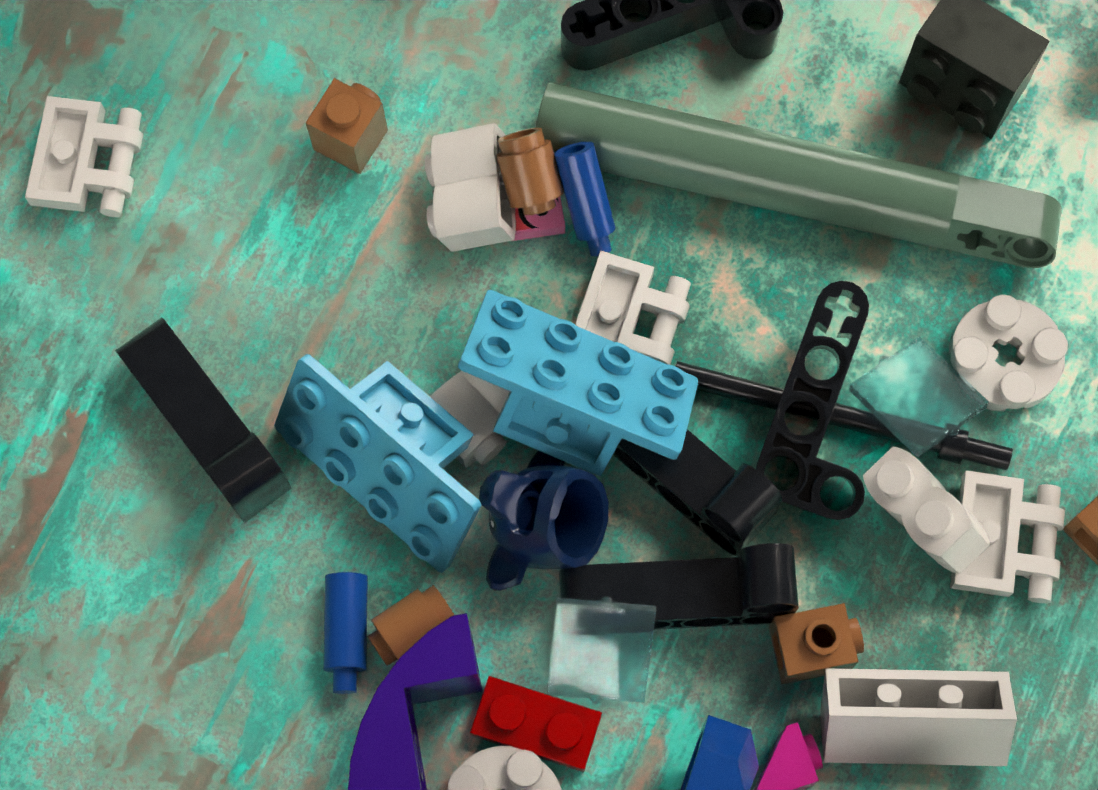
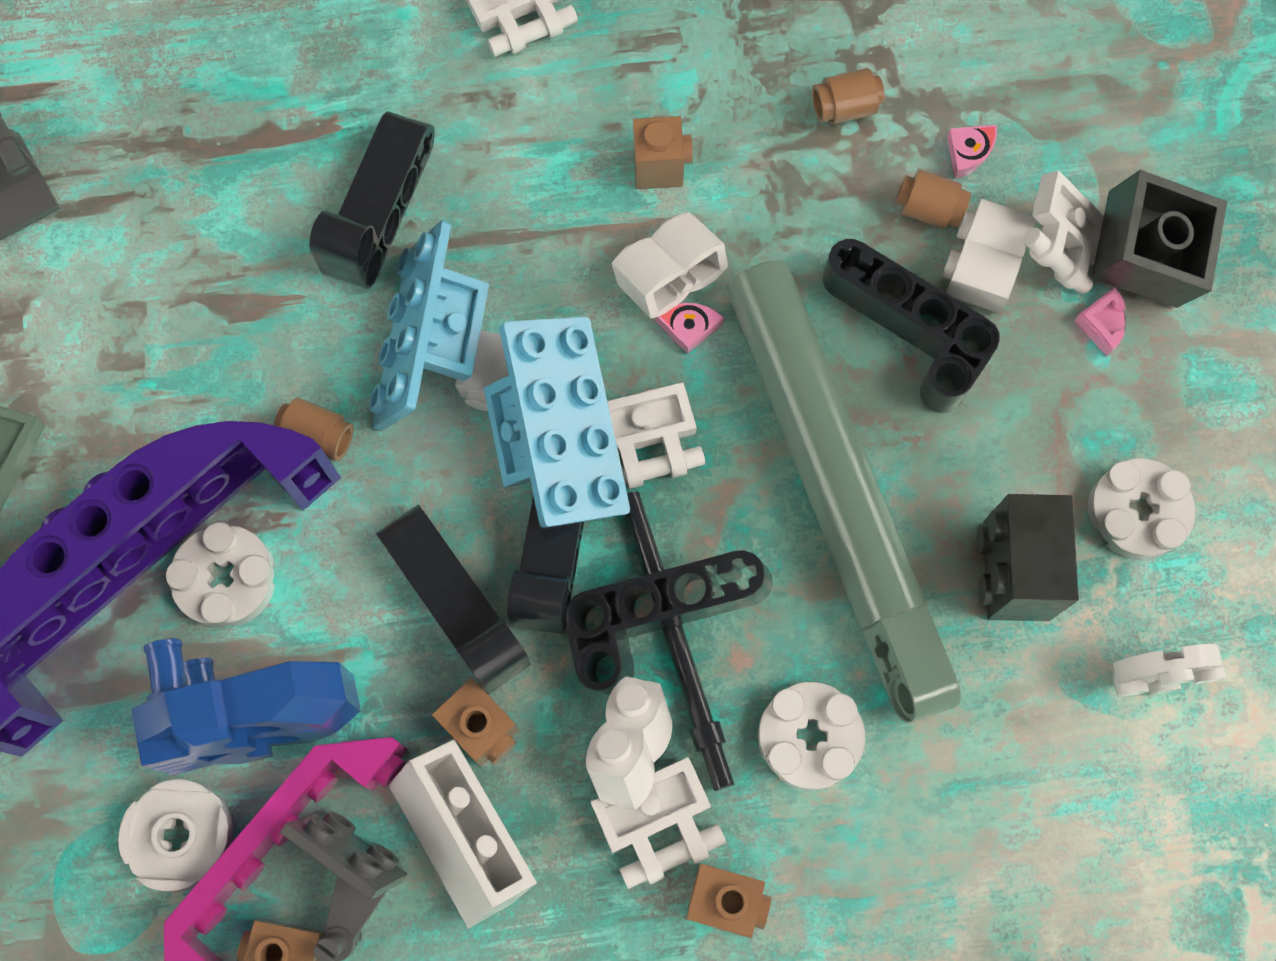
camera: 55 degrees right, 0 degrees up
(345, 629) = (291, 382): blue cylinder -> none
(529, 171) = (704, 291): medium nougat brick -> none
(536, 723) = (298, 561): red plate -> none
(542, 519) = (443, 466): dark blue piece -> none
(586, 195) = (716, 343): blue cylinder -> none
(601, 650) = (373, 569): clear light blue piece -> none
(918, 396) = (727, 686): clear light blue piece -> none

